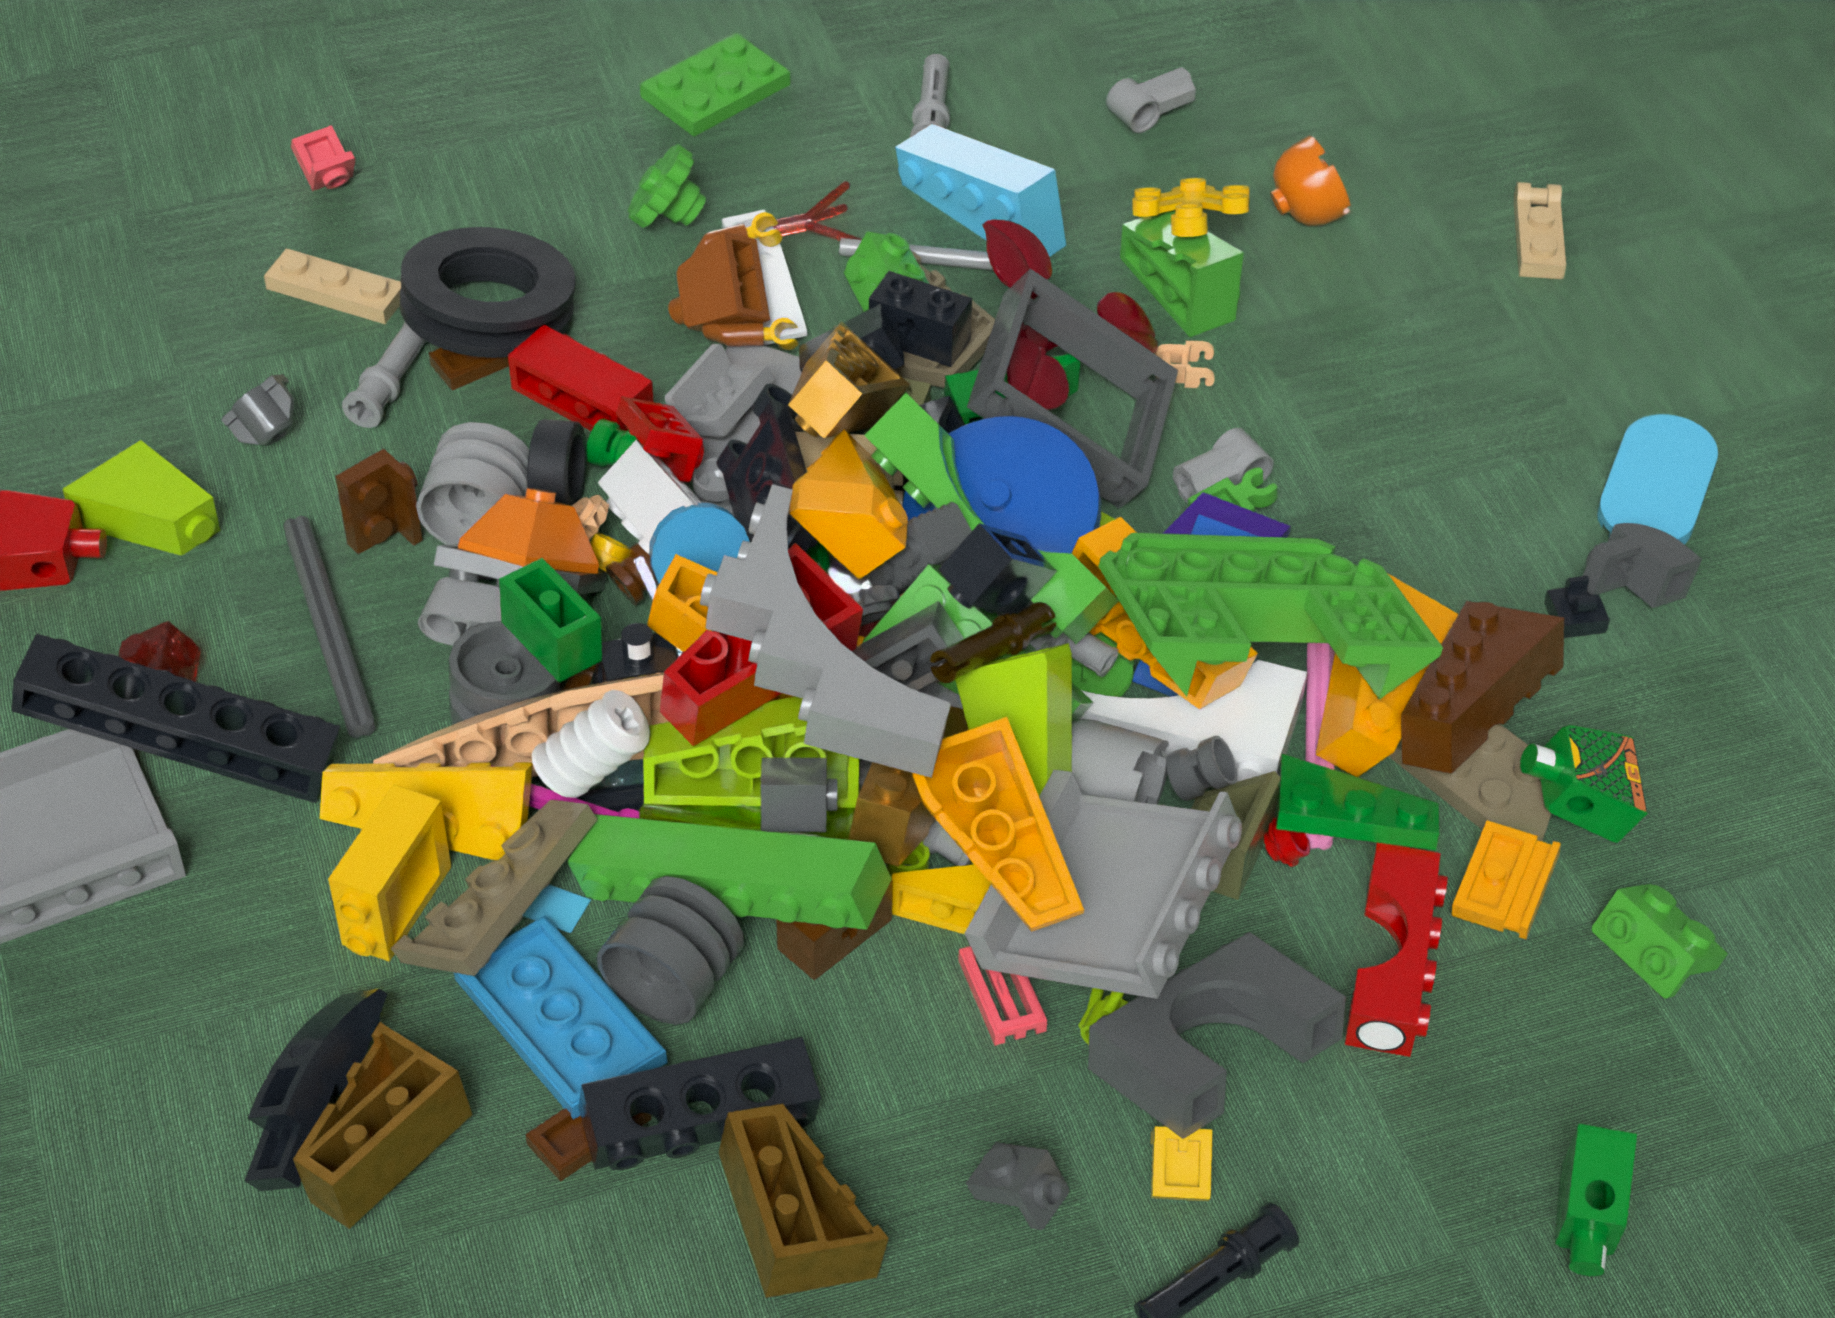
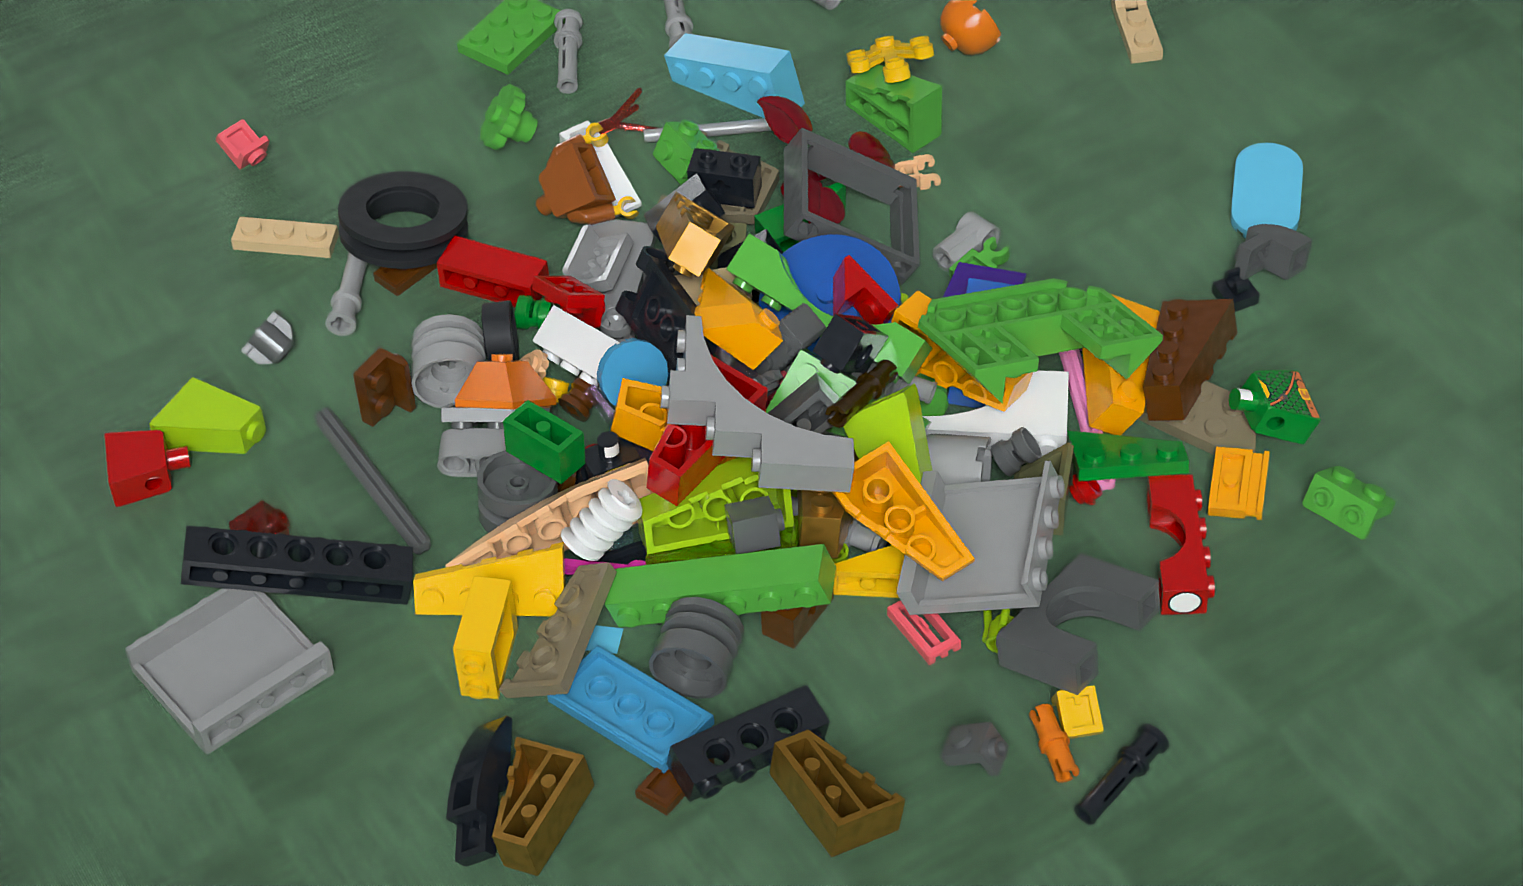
camera: 10 degrees left, 0 degrees up
(781, 108) = (568, 41): none -> light grey pin
(1036, 499) = (858, 289): none -> red slope
(1133, 1200) = (1054, 743): none -> orange pin
(1594, 1196) = (1352, 672): green torso -> none

